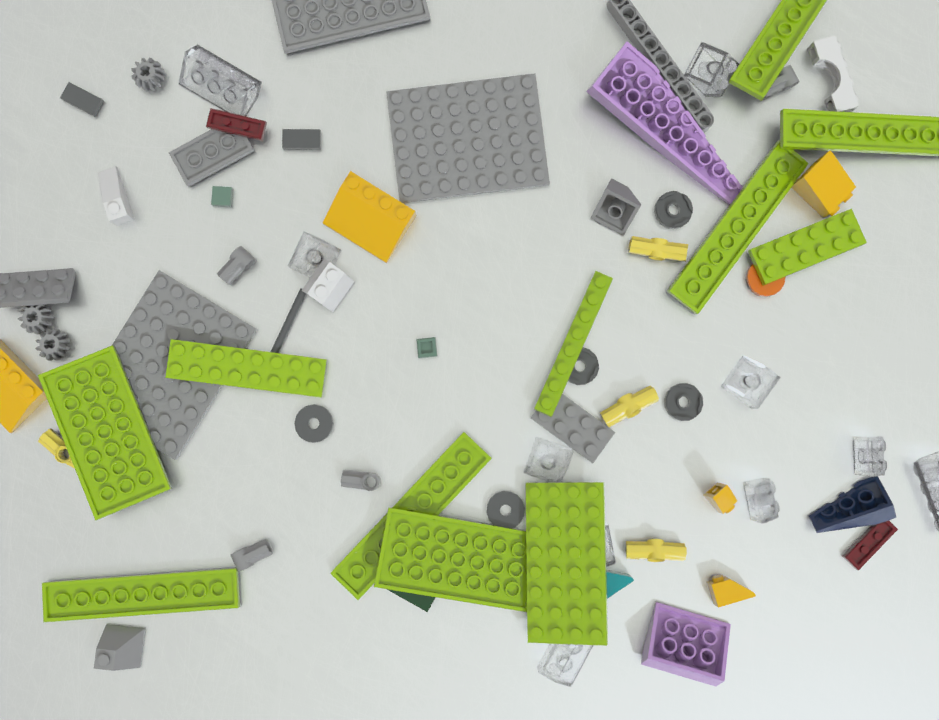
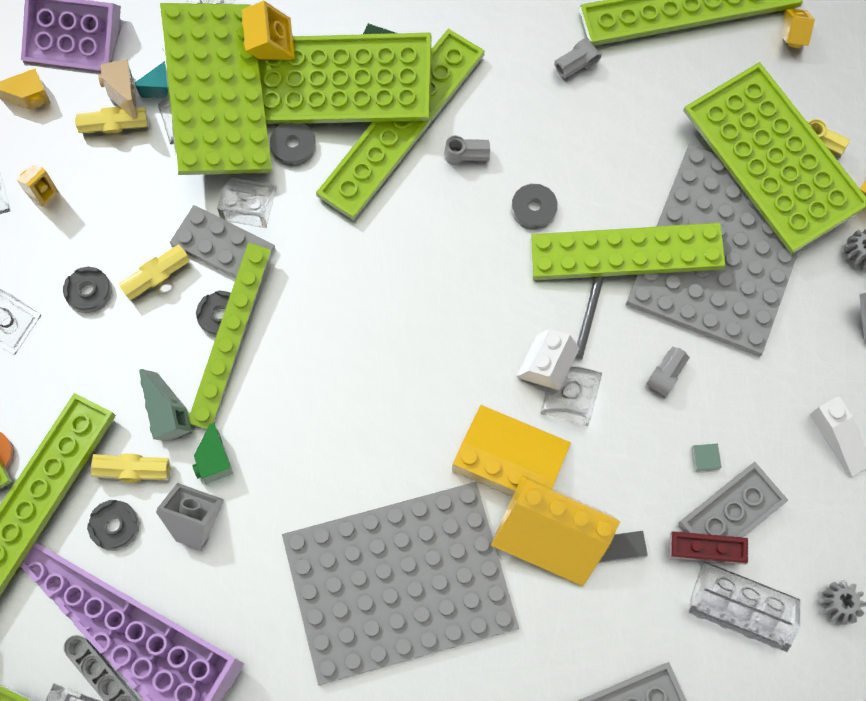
camera: 170 degrees right, 15 degrees down
(52, 559) = (797, 27): none -> yellow slope
(346, 151) = (555, 531): none -> yellow slope
(426, 347) = (413, 309): sand green tile -> none
(515, 606) = (267, 32): none -> yellow slope
(595, 247) = (211, 457): none -> green slope
(629, 291) = (165, 411): none -> sand green slope
(647, 584) = (119, 85): none -> tan slope

